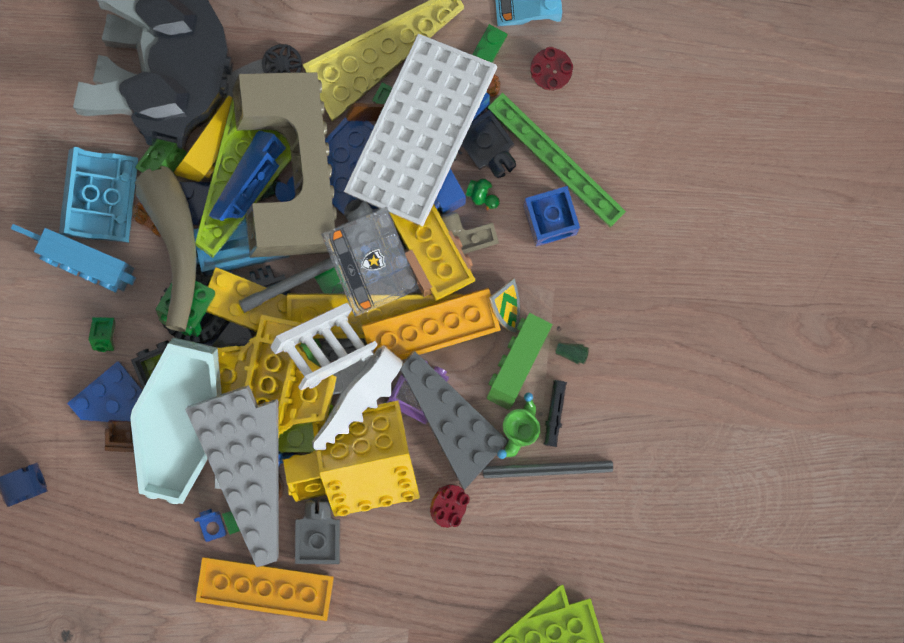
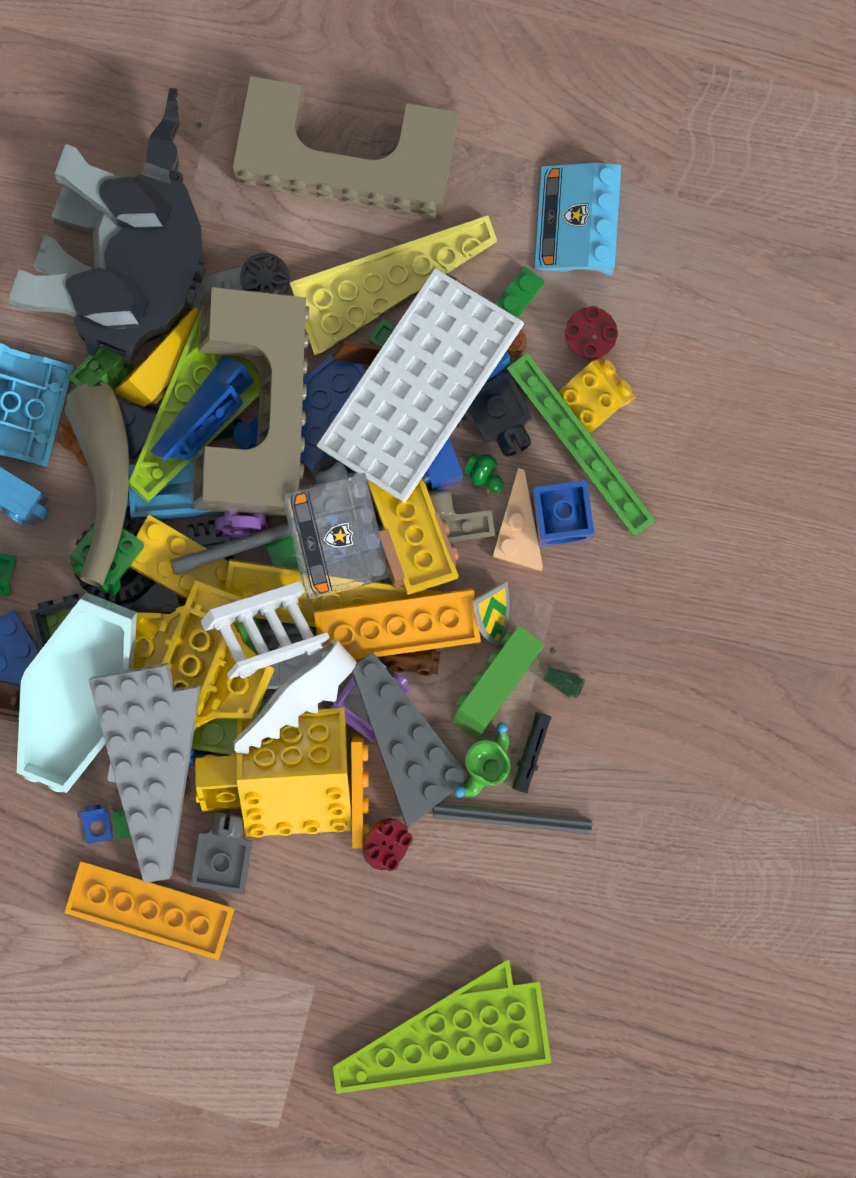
camera: 10 degrees right, 0 degrees up
(290, 266) = (240, 526): none -> medium lavender plate
(420, 457) = (360, 779): none -> light orange wing
(457, 354) = (424, 663): none -> reddish brown hinge
(517, 239) = (518, 535): none -> light nougat wing
(562, 117) = (596, 393): none -> yellow bracket

